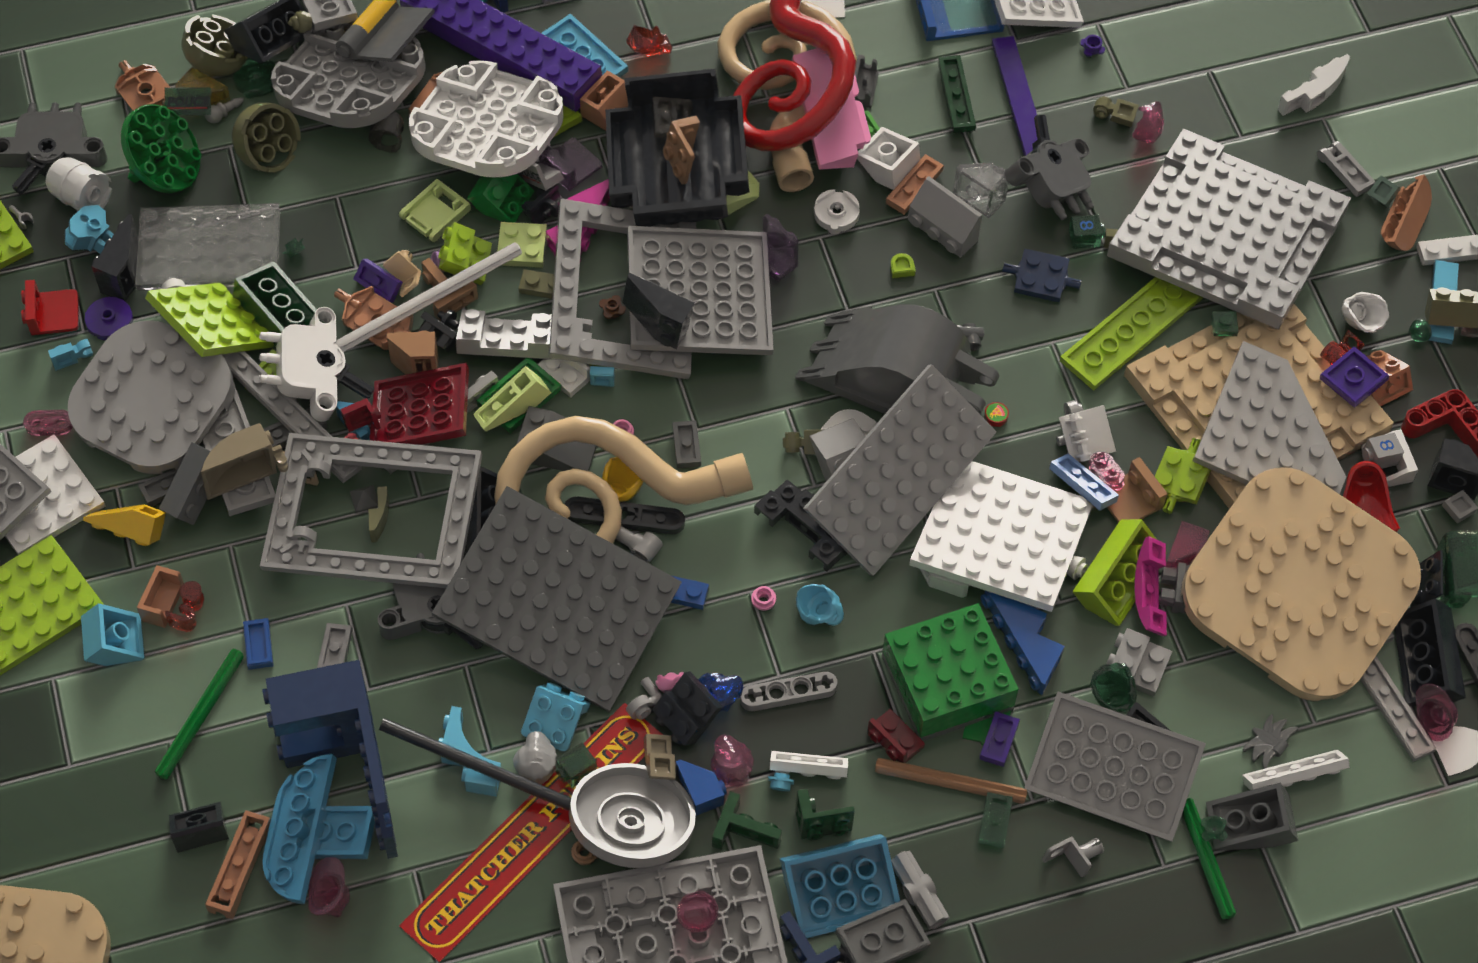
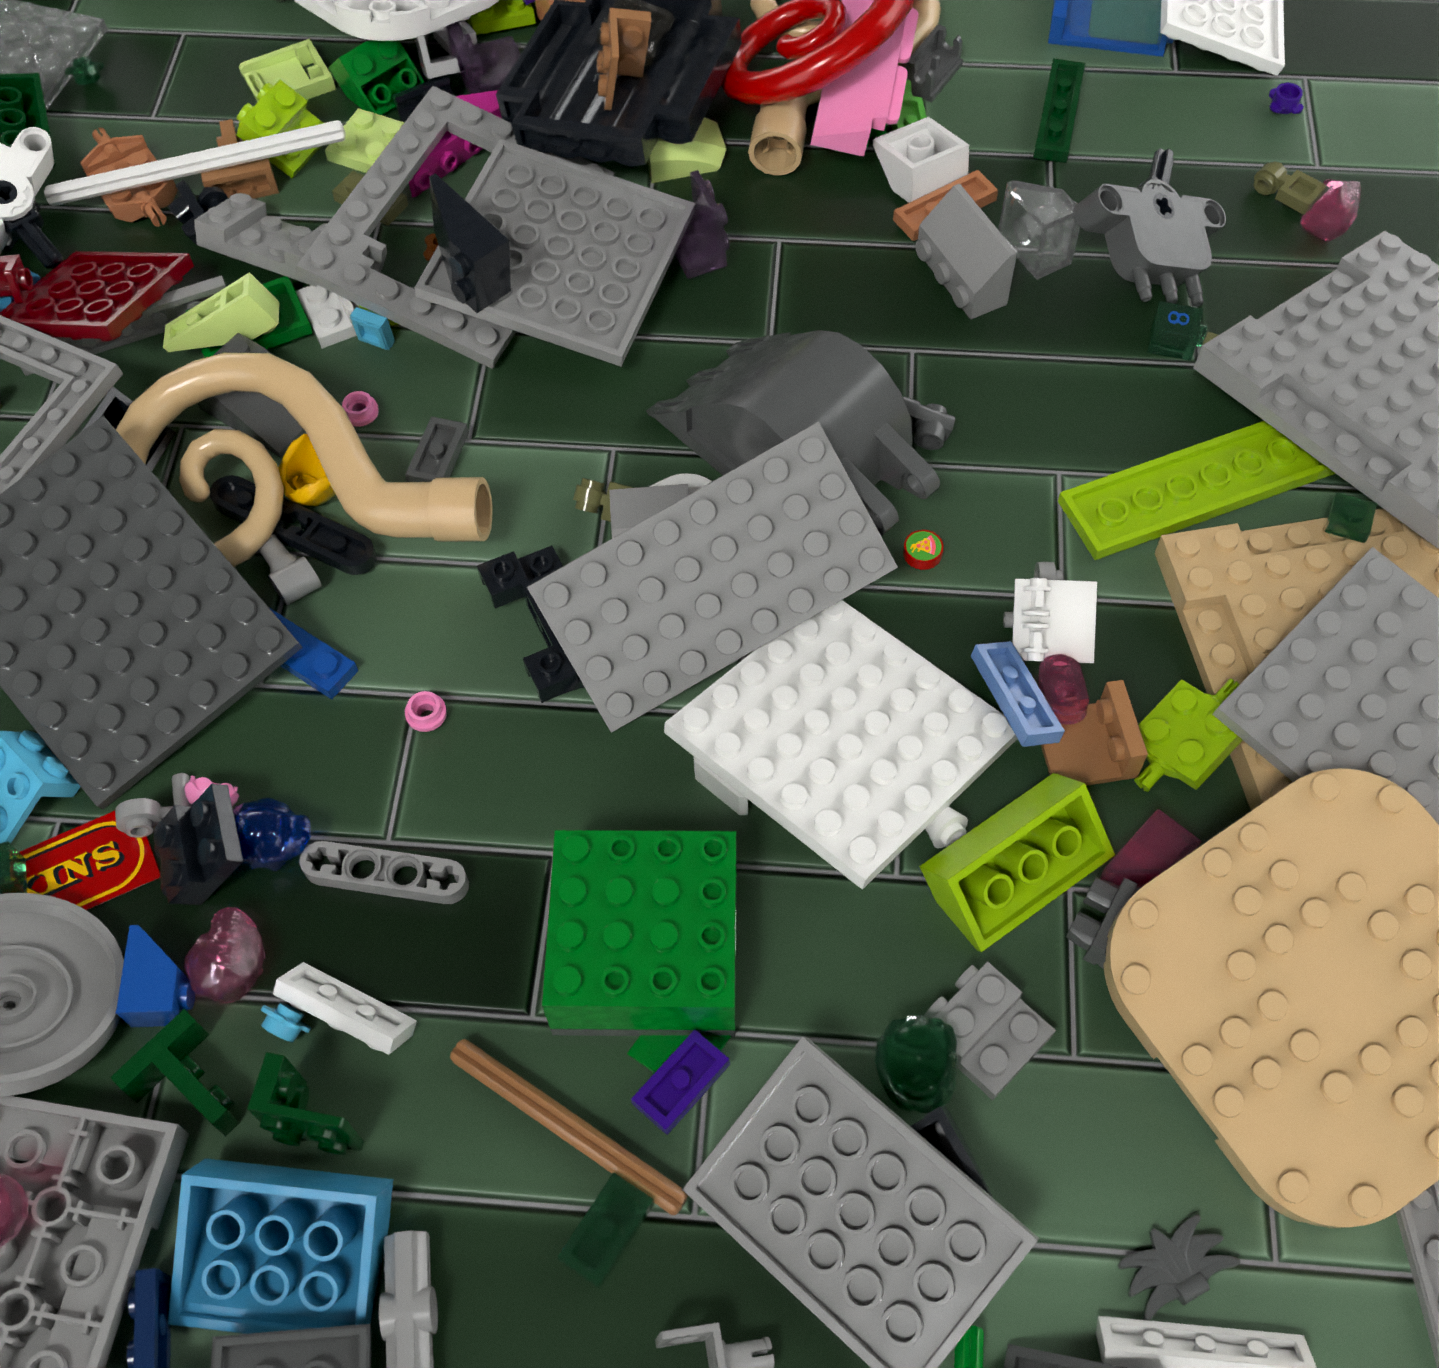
camera: 25 degrees right, 0 degrees up
(383, 282) = (159, 132): dark purple plate -> none
(402, 268) = (195, 125): tan bracket -> none
(413, 351) = (139, 220): medium nougat slope -> none
(659, 757) = (122, 905): dark tan slope -> none
(819, 605) = (496, 749): medium azure hair -> none
(836, 221) = (808, 225): white plate -> none
(895, 737) = (513, 1012): dark red bracket -> none
(902, 266) = (877, 306): lime tile -> none
(1016, 90) = (1151, 116): dark purple tile -> none
(1022, 634) = (809, 905): blue slope -> none
(1041, 275) = (1082, 373): dark blue plate -> none
(1150, 559) = (1054, 901): dark pink slope -> none

